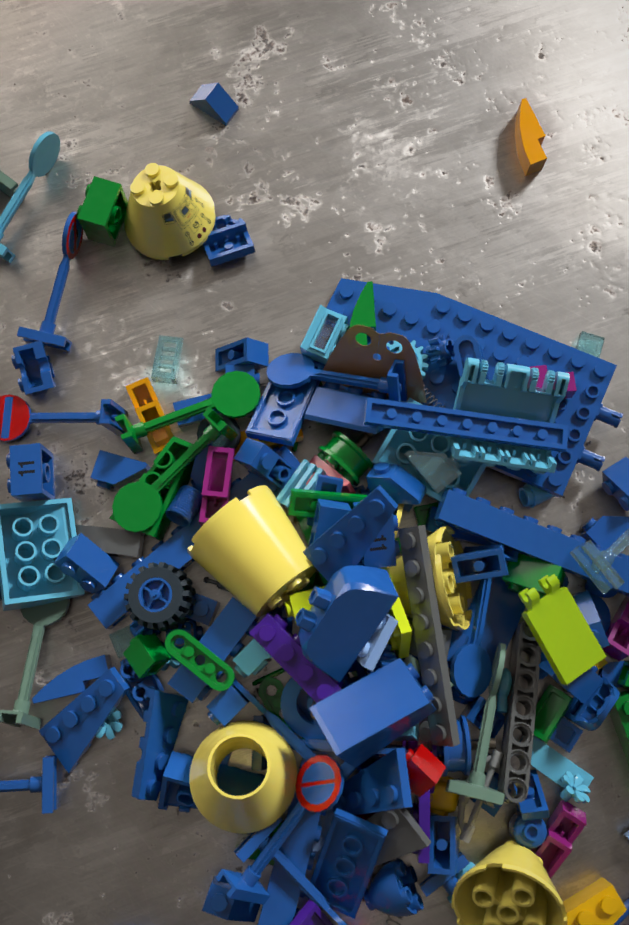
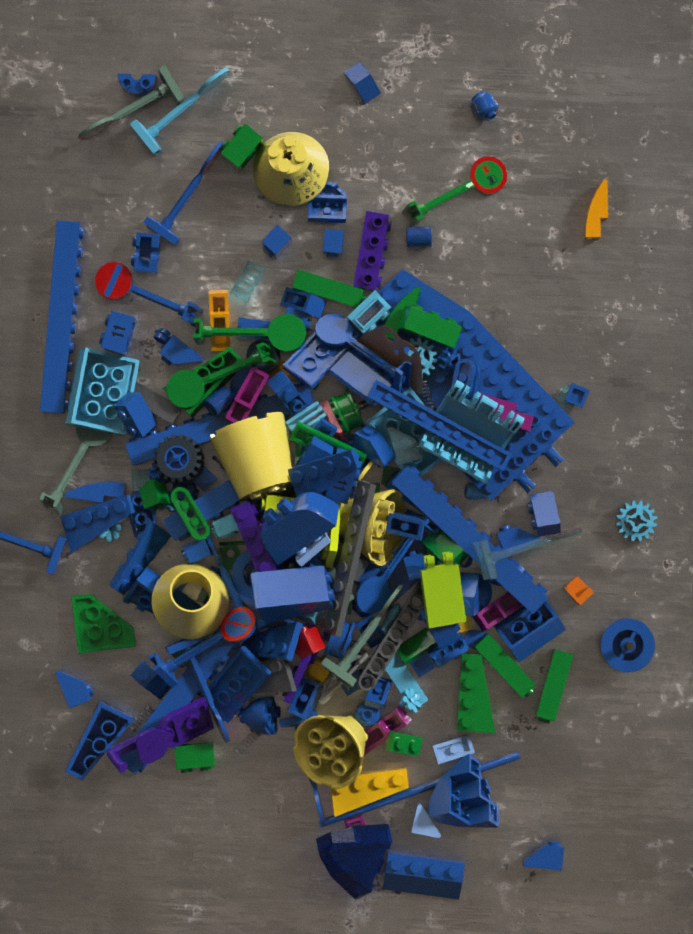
camera: 20 degrees right, 10 degrees up
(88, 458) = (162, 336): none -> blue plate
(139, 856) = (99, 626): none -> green plate
(183, 298) = (276, 242): none -> blue brick
(249, 278) = (333, 243): none -> blue brick
(274, 329) = (328, 289): none -> green brick
(297, 271) = (371, 250): none -> dark purple brick
(344, 235) = (419, 236): none -> blue piece
(357, 76) = (484, 106): none -> blue head
(389, 147) = (486, 176): none -> green piece
(402, 317) = (429, 326): none -> green brick
(506, 612) = (413, 563): none -> blue slope
(591, 849) = (404, 743): none -> green plate
(600, 339) = (576, 395): none -> blue tile

